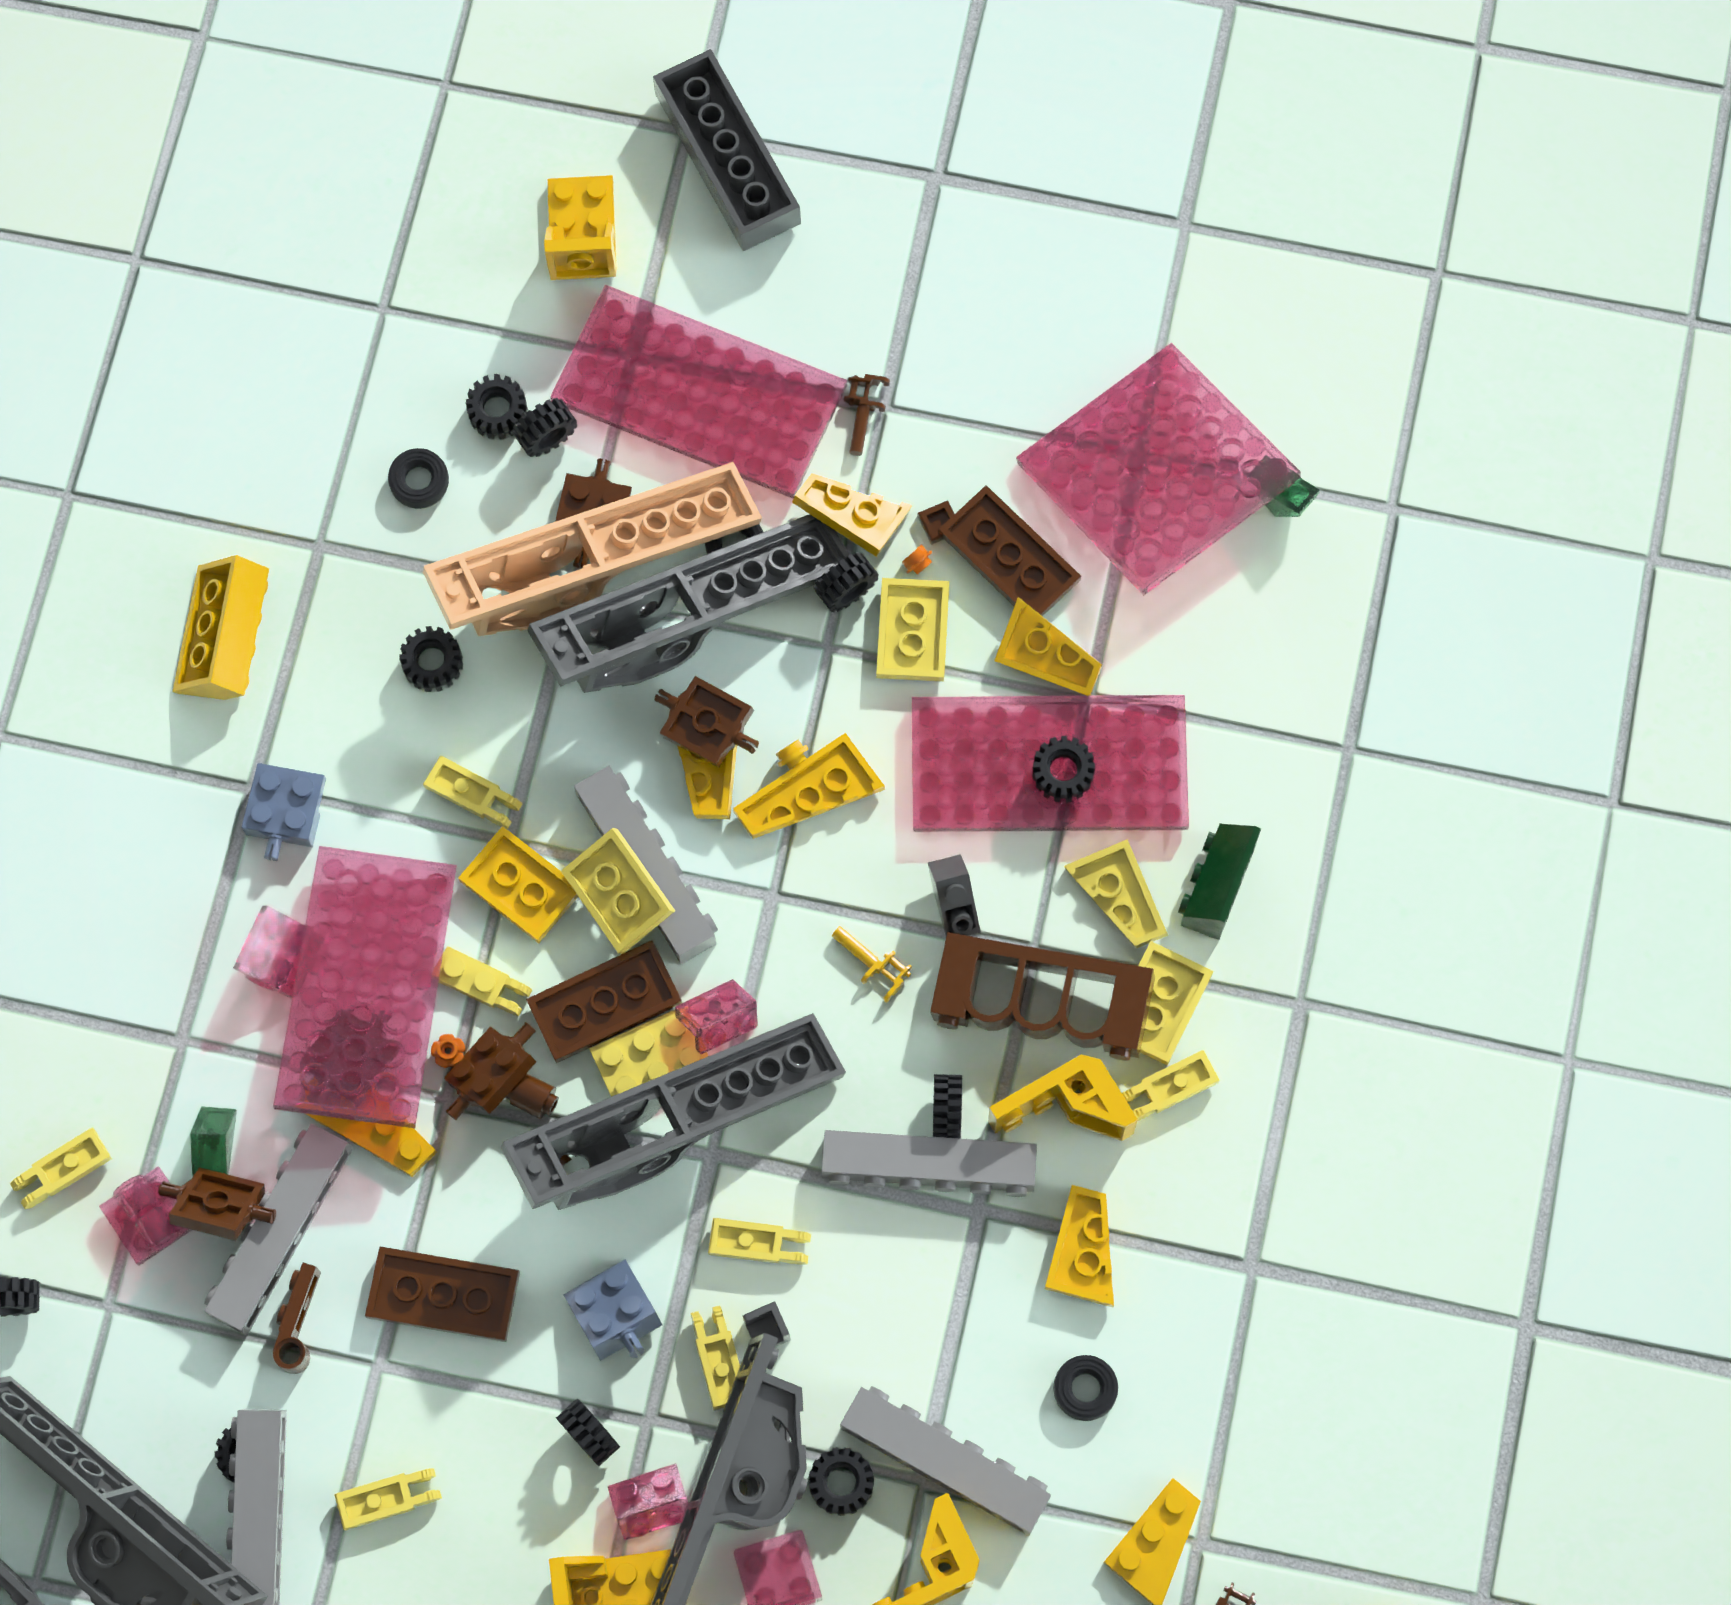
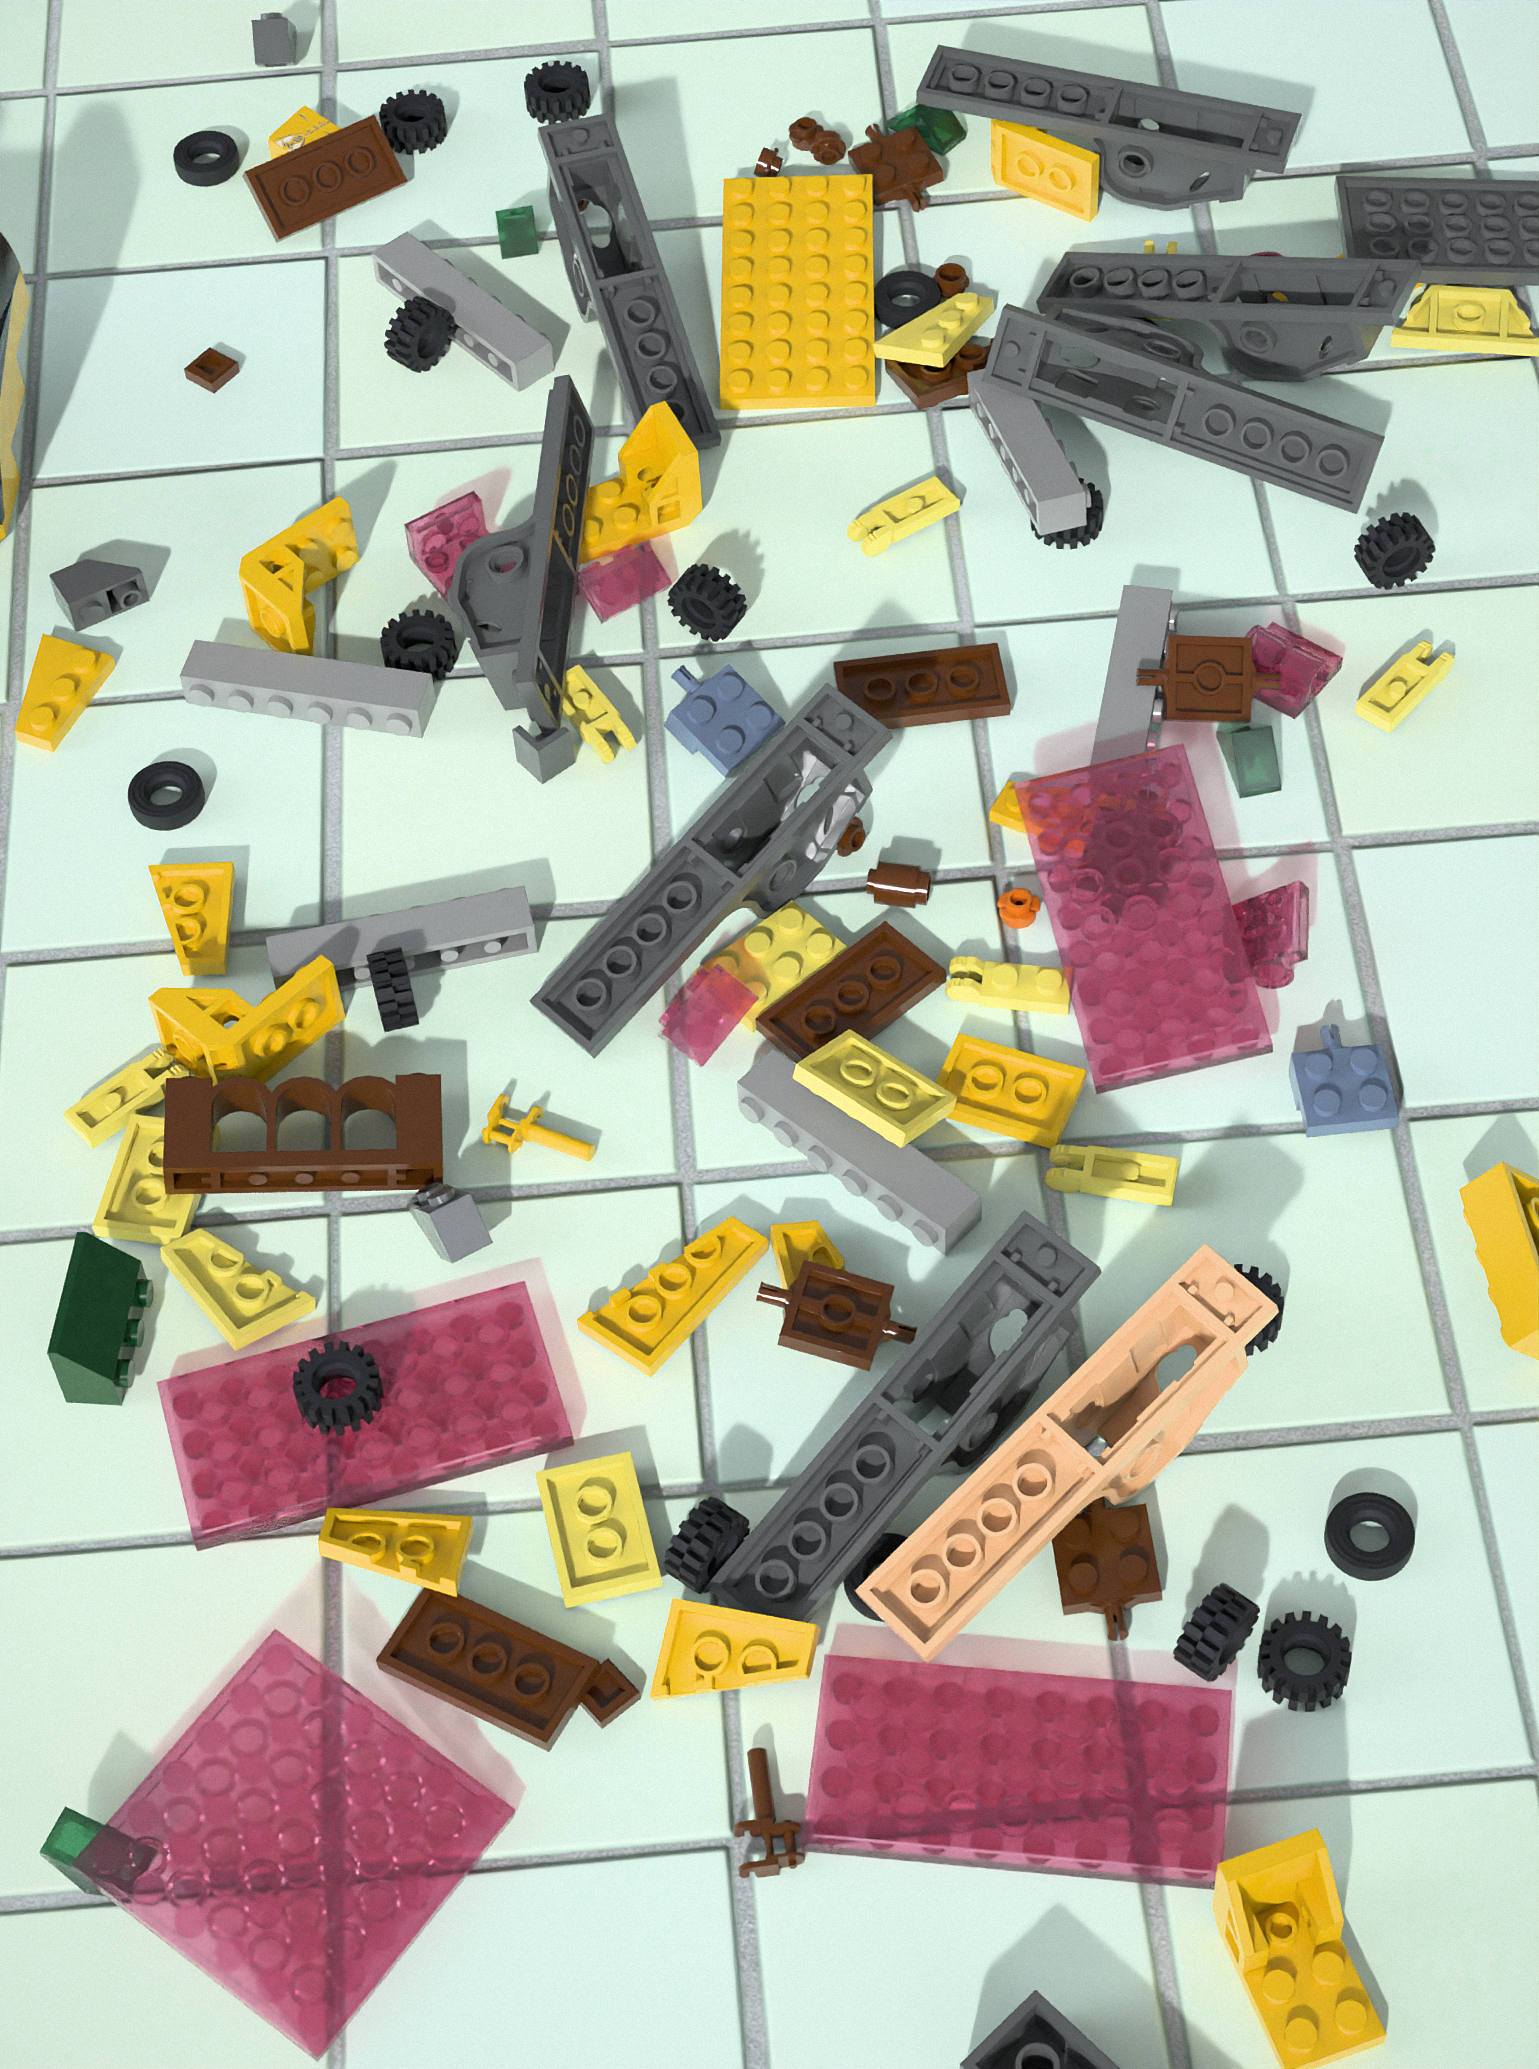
camera: 165 degrees right, 20 degrees down
(292, 1316) = (1065, 604): reddish brown plate -> none
(490, 1070) = (956, 888): reddish brown plate -> none
(755, 1241) = (580, 823): light yellow hinge -> none
(792, 754) = (713, 1326): yellow plate -> none
(917, 560) = (620, 1623): orange plate -> none

